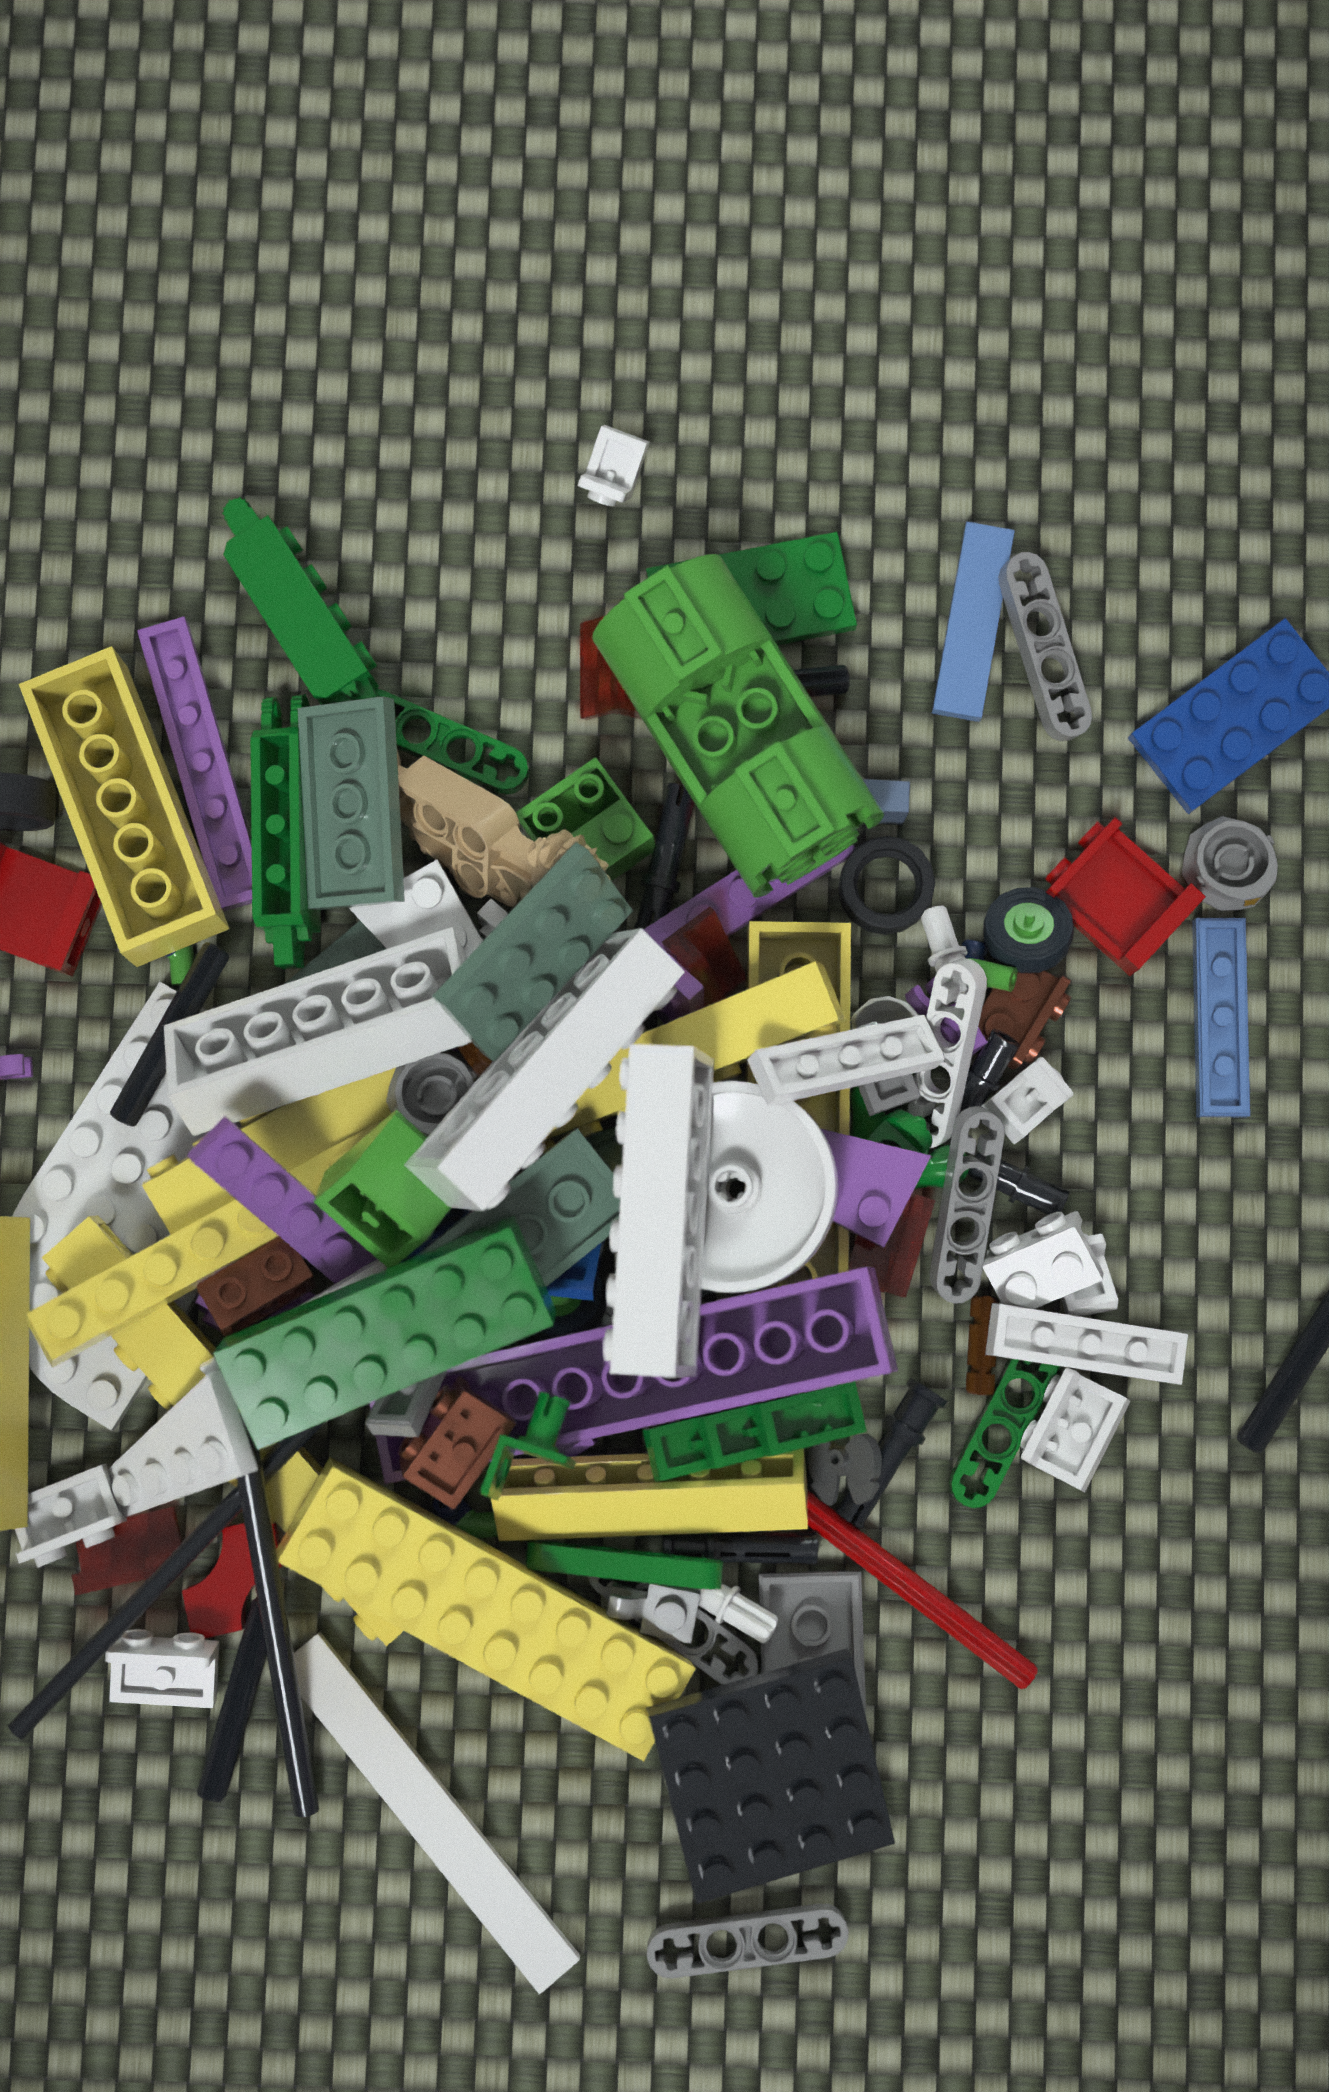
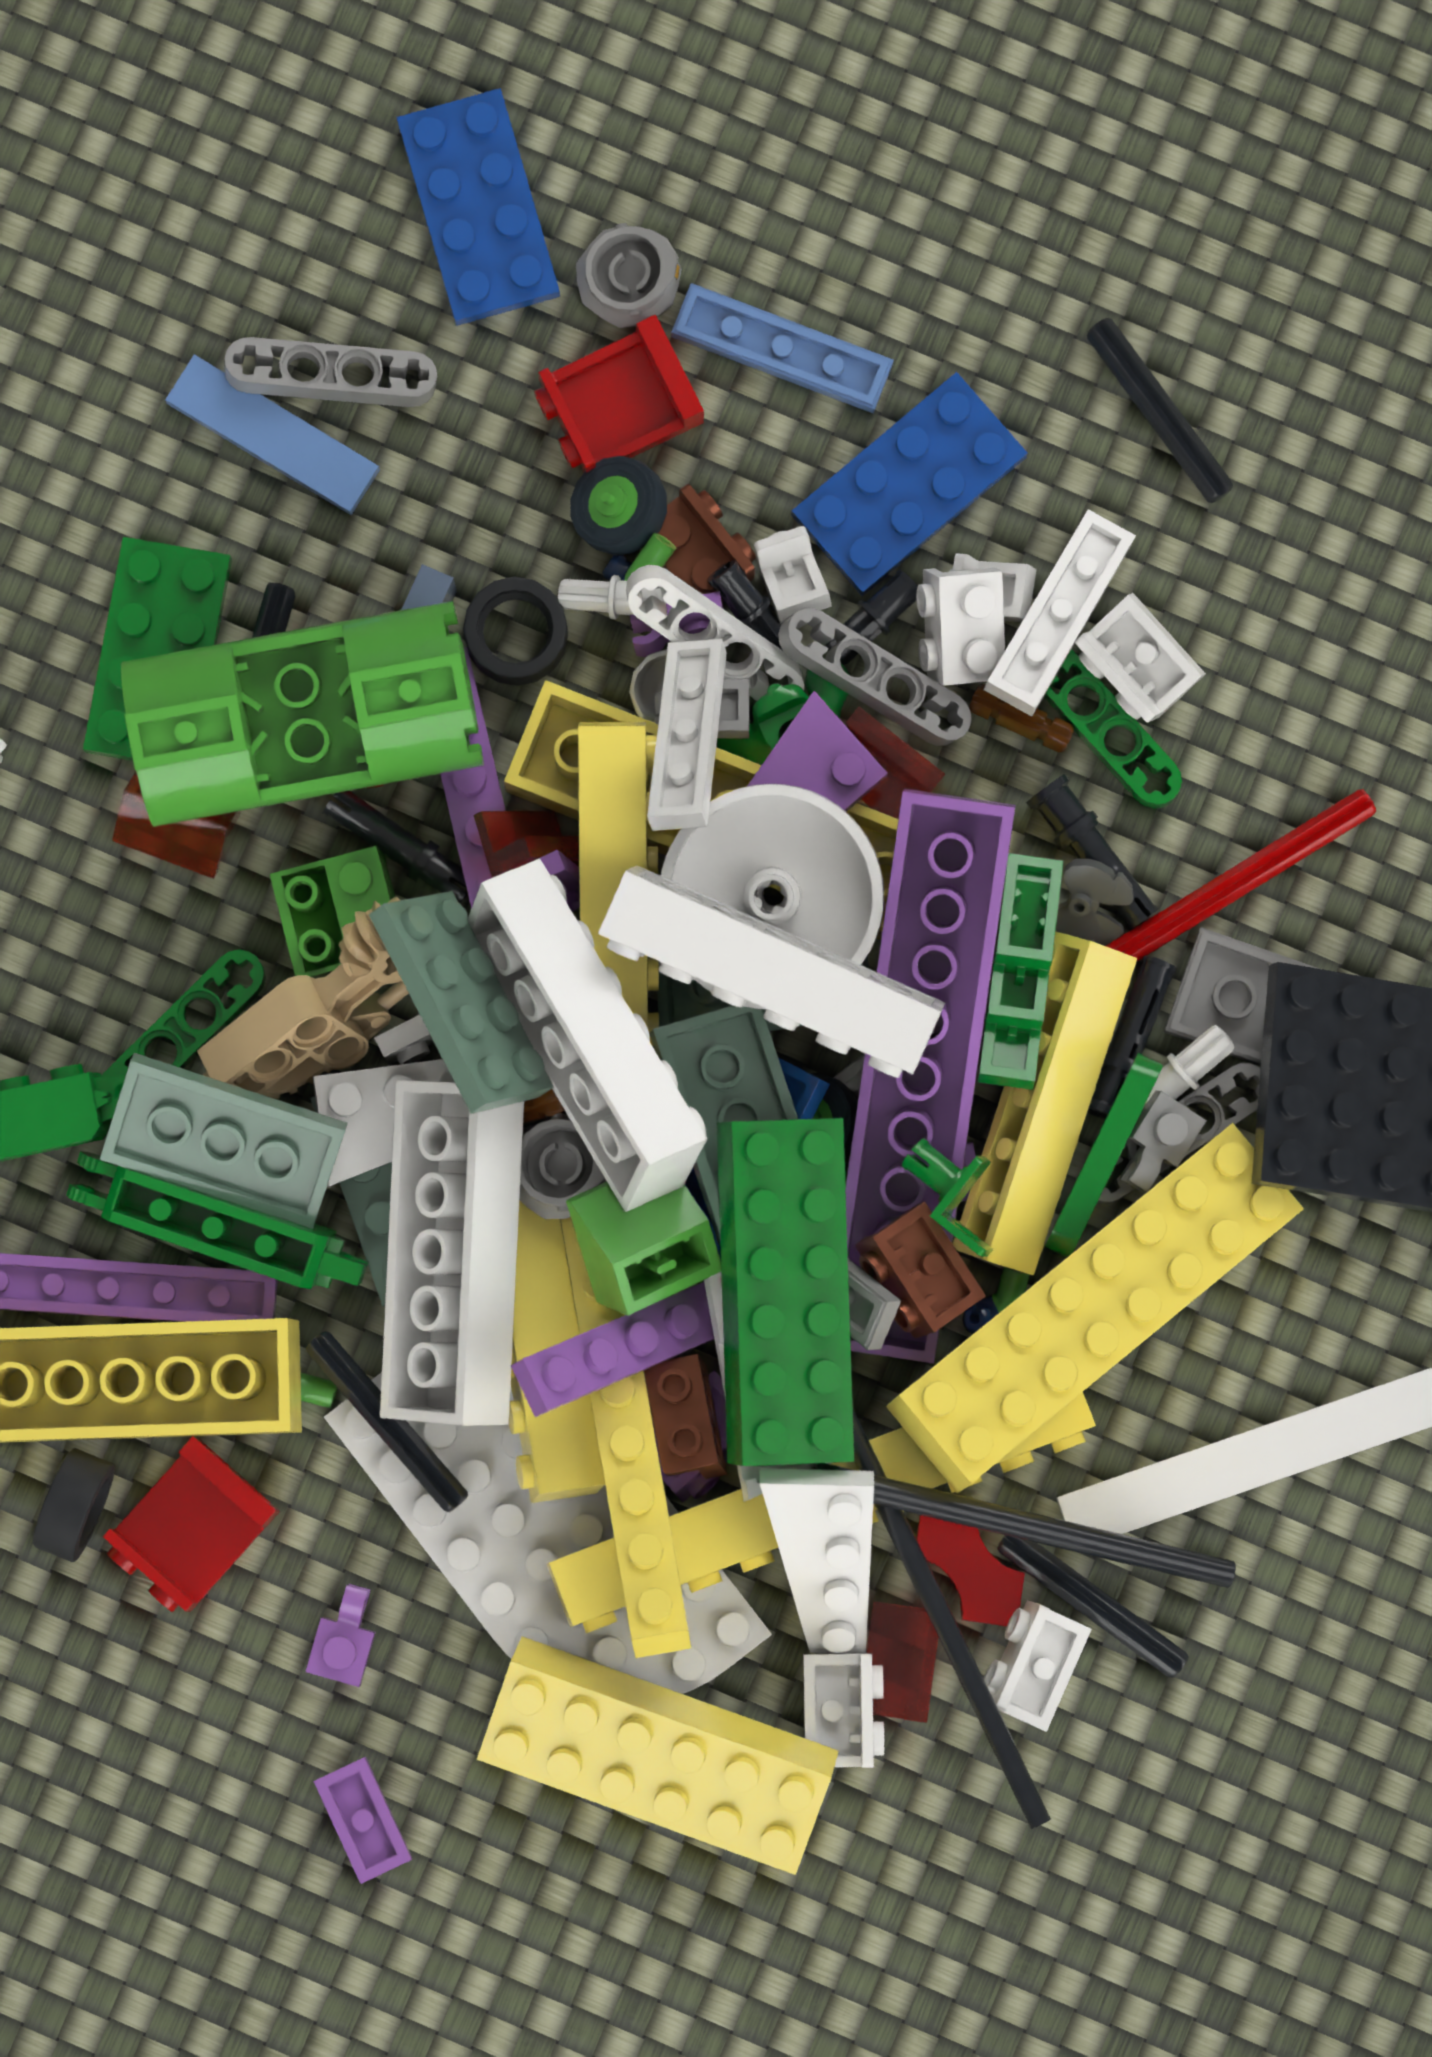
camera: 70 degrees left, 0 degrees up
(1148, 1171) = (909, 484): none -> blue plate

